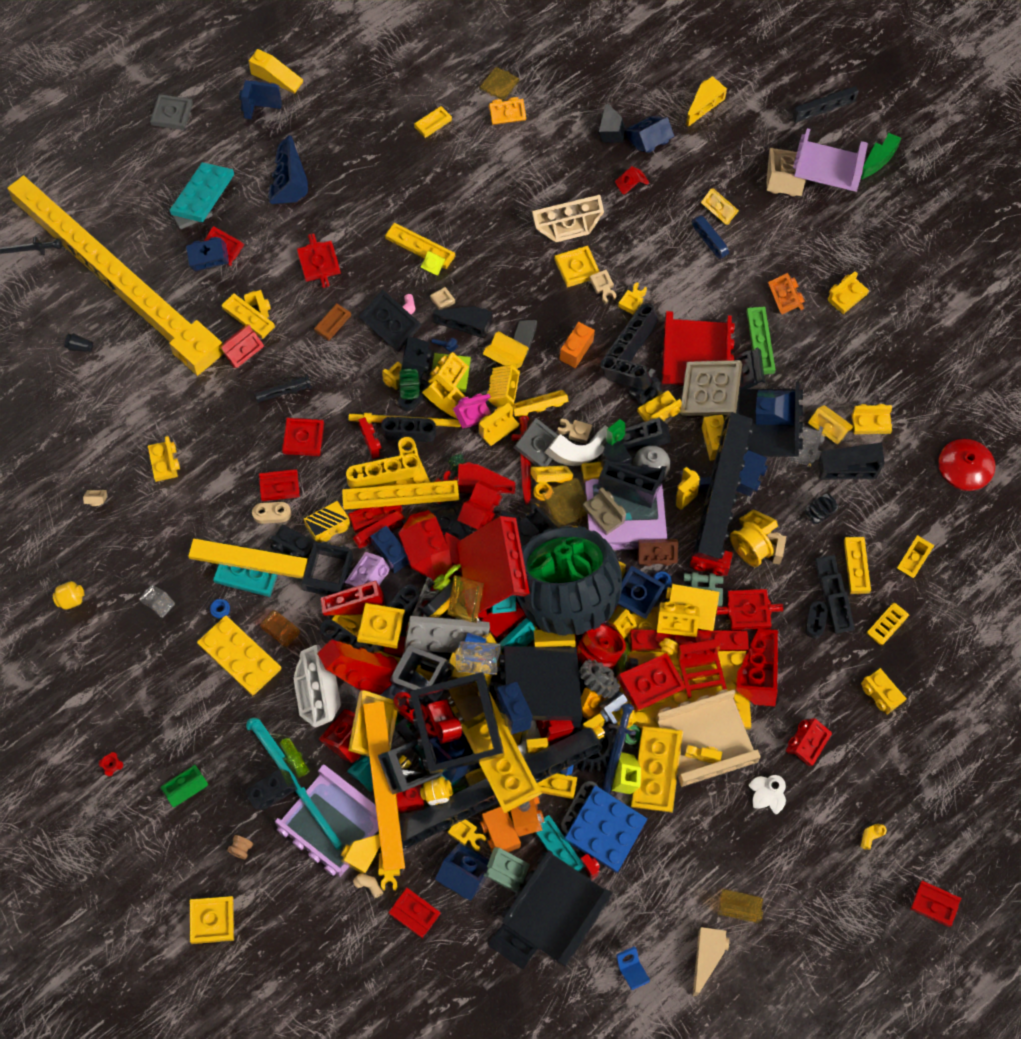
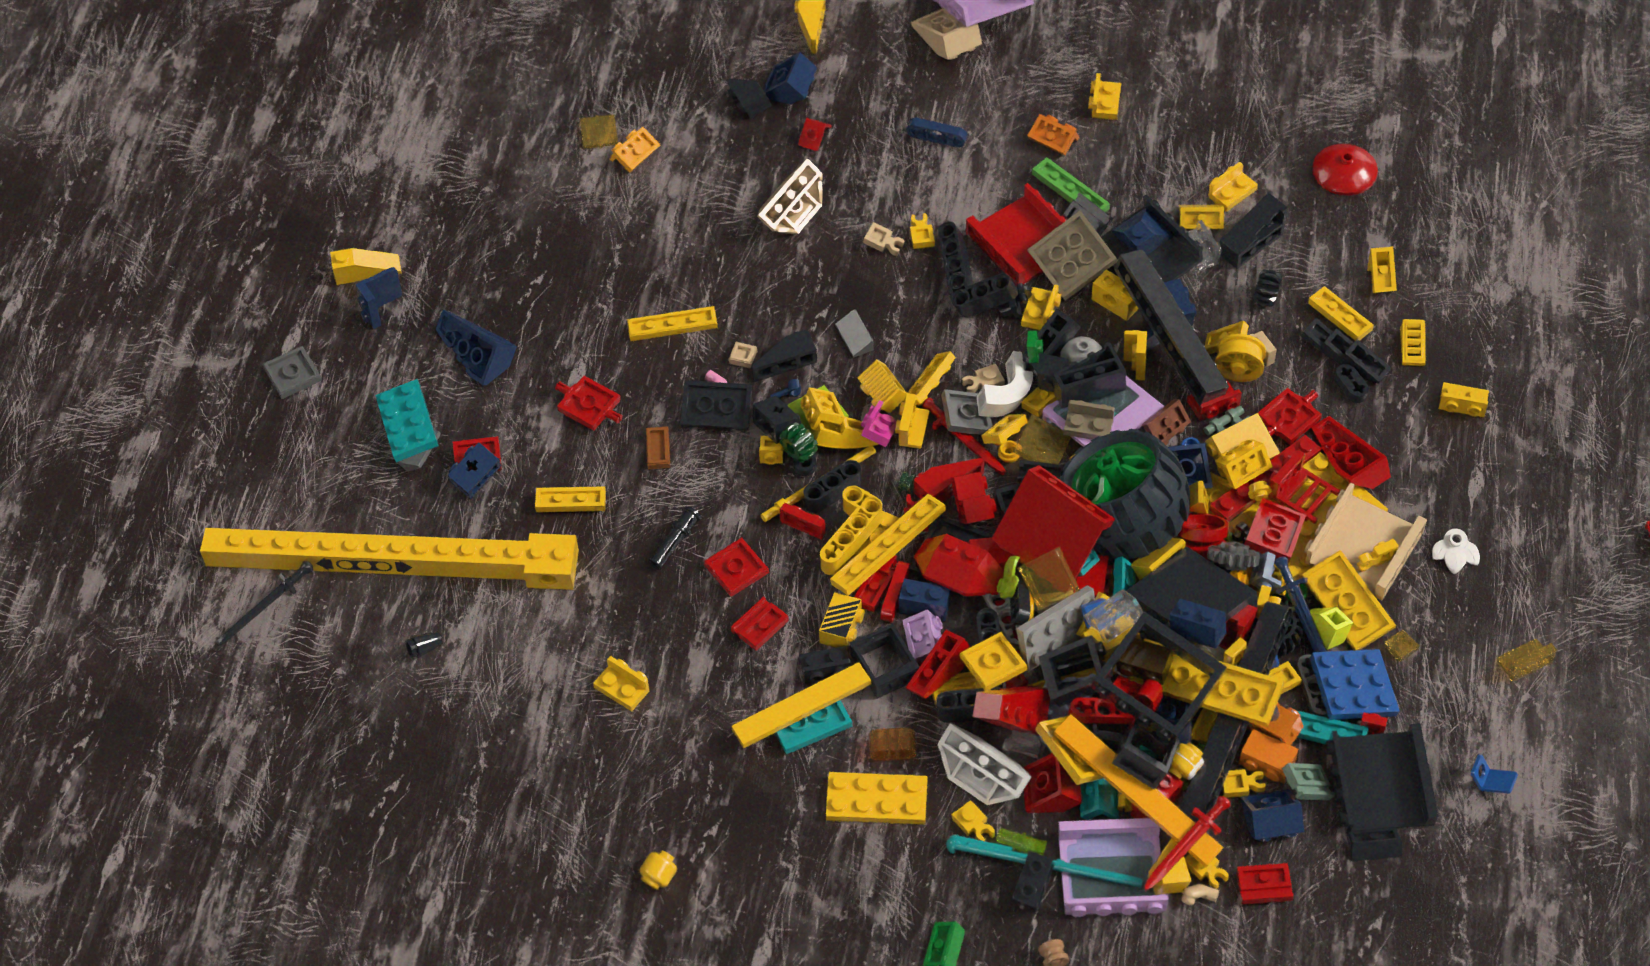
camera: 35 degrees left, 10 degrees down
(95, 497) = (590, 765): tan plate -> none
(157, 600) = (748, 808): clear bracket -> none
(217, 604) = (816, 765): blue plate -> none
(241, 346) = (595, 528): plate -> none
(256, 298) = (569, 477): yellow bracket -> none
(271, 512) = (778, 653): tan plate -> none
(279, 717) = (971, 820): none -> yellow plate
(386, 845) = (1187, 842): none -> red sword
(433, 121) = (569, 207): yellow tile -> none
(433, 263) = (702, 328): neon yellow plate -> none
(506, 350) = (852, 354): yellow panel -> none
(576, 266) = (839, 240): yellow tile -> none
(577, 345) = (912, 305): orange brick -> none
(666, 827) = (1401, 645): none -> clear yellow tile
(710, 949) = (1540, 714): tan slope -> none
(719, 206) = (918, 100): yellow plate -> none
(809, 740) = (1445, 483): red bracket -> none
(870, 833) = (1569, 517): yellow arm -> none

